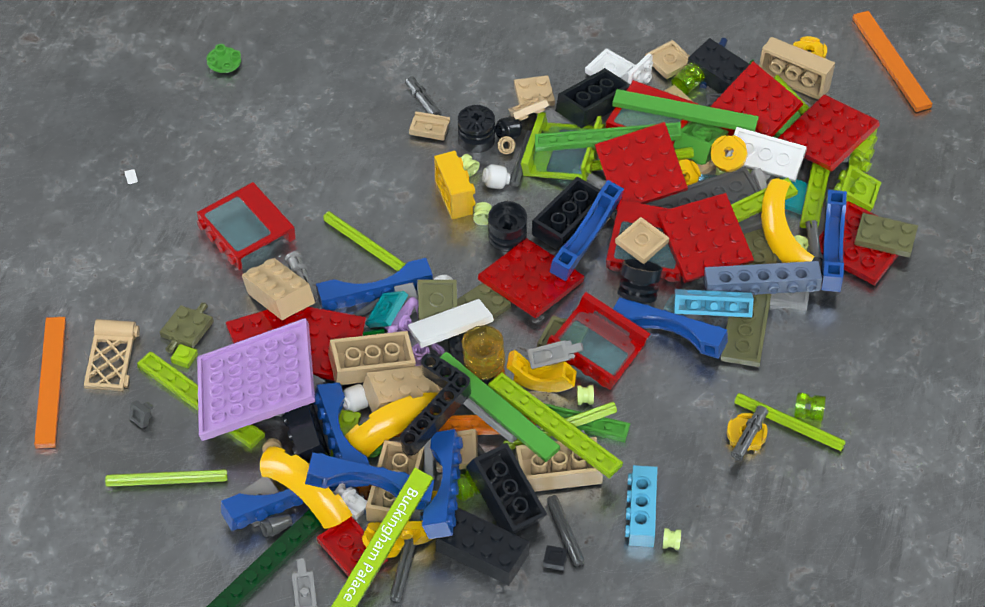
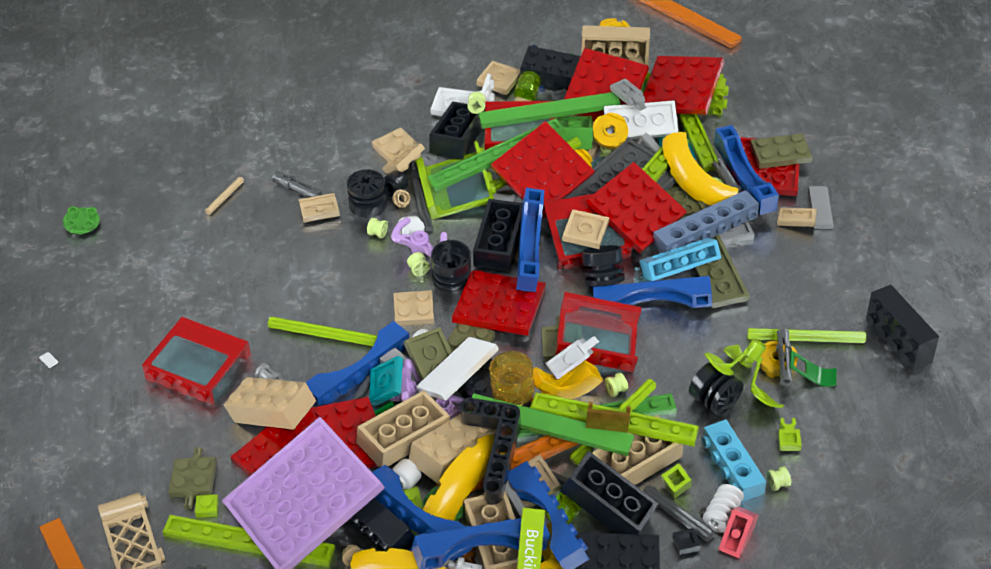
camera: 25 degrees left, 5 degrees down
(356, 82) = (216, 203): none -> tan bar
(454, 184) = (378, 248): yellow brick -> none
(455, 252) = (413, 308): none -> tan plate
(489, 420) = (549, 440): light grey axle -> none
(493, 191) = (417, 241): none -> lavender piece
(543, 422) = (608, 419): none -> pearl gold hinge
(578, 502) = (676, 480): none -> lime brick
(603, 541) = (721, 507): none -> white piece
(605, 568) = (738, 531): none -> coral slope
(625, 75) = (474, 99): none -> yellowish green wheel
(666, 435) = (715, 389): none -> black wheel
(708, 507) = (789, 437): none -> lime plate
(713, 415) = (749, 356): none -> lime plant
(765, 123) = (629, 94): none -> light grey hinge
(772, 458) = (814, 373): none -> green piece
(816, 409) = (817, 315): clear neon green wheel -> none
(858, 306) = (797, 217): none -> tan plate
(859, 186) = (724, 116): lime plate -> none
(877, 451) = (902, 327): none -> black brick
(890, 305) = (820, 200): none -> light grey tile

